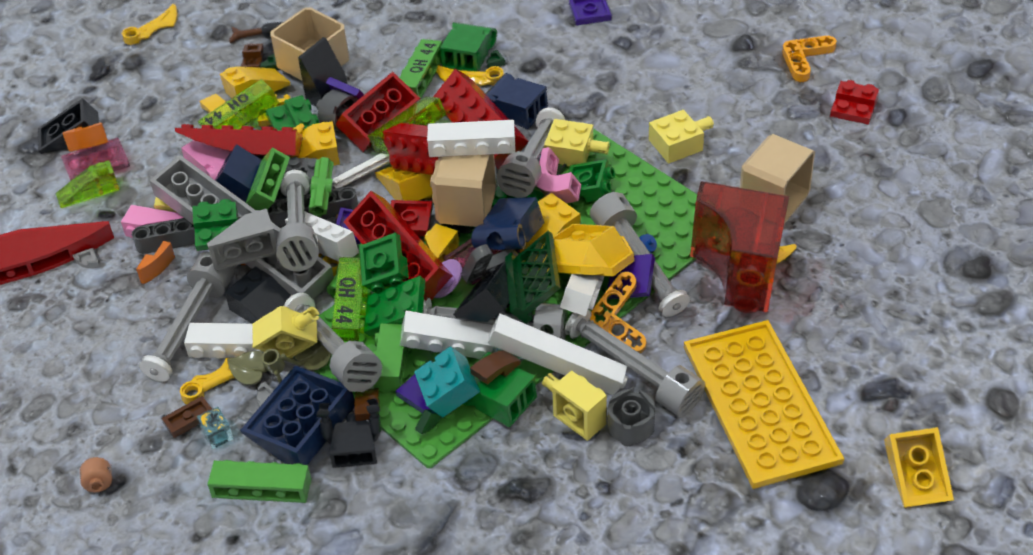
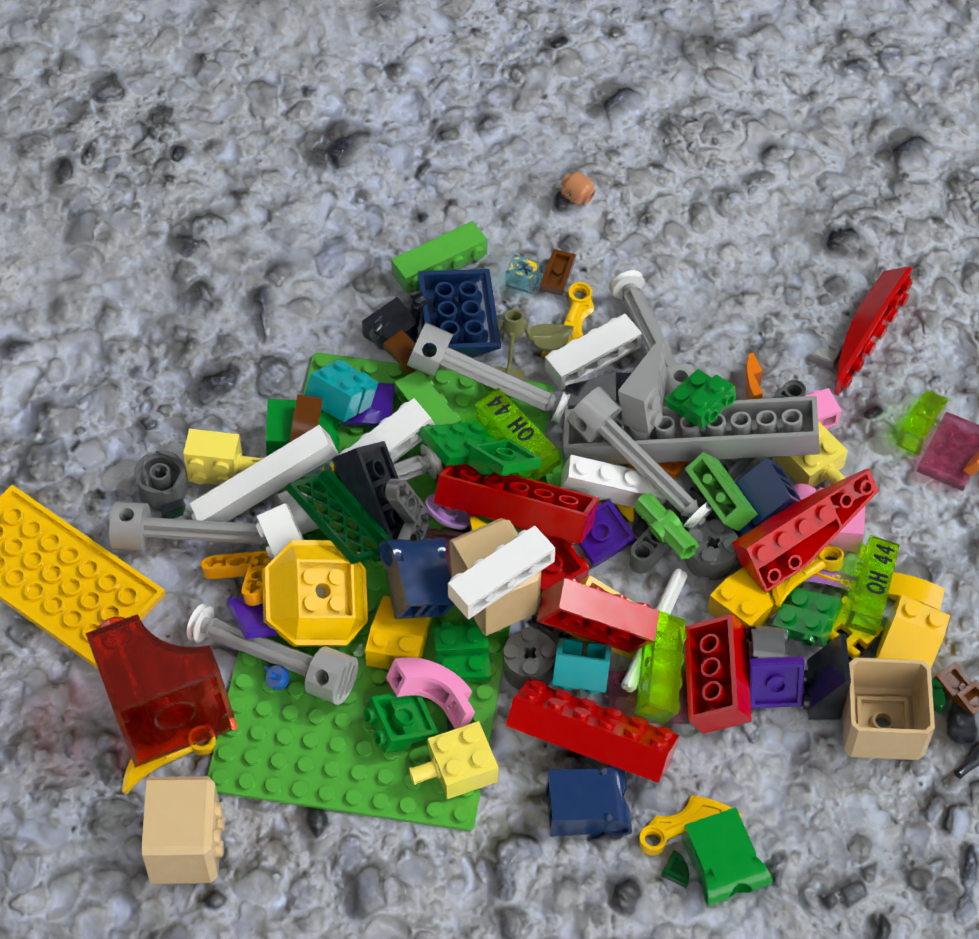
camera: 140 degrees right, 10 degrees up
(286, 331) = (530, 353): light yellow brick -> none
(422, 66) = (743, 782): bright green brick -> none
(522, 169) = (467, 660): light grey piece -> none
(678, 135) = (352, 864): light yellow brick -> none

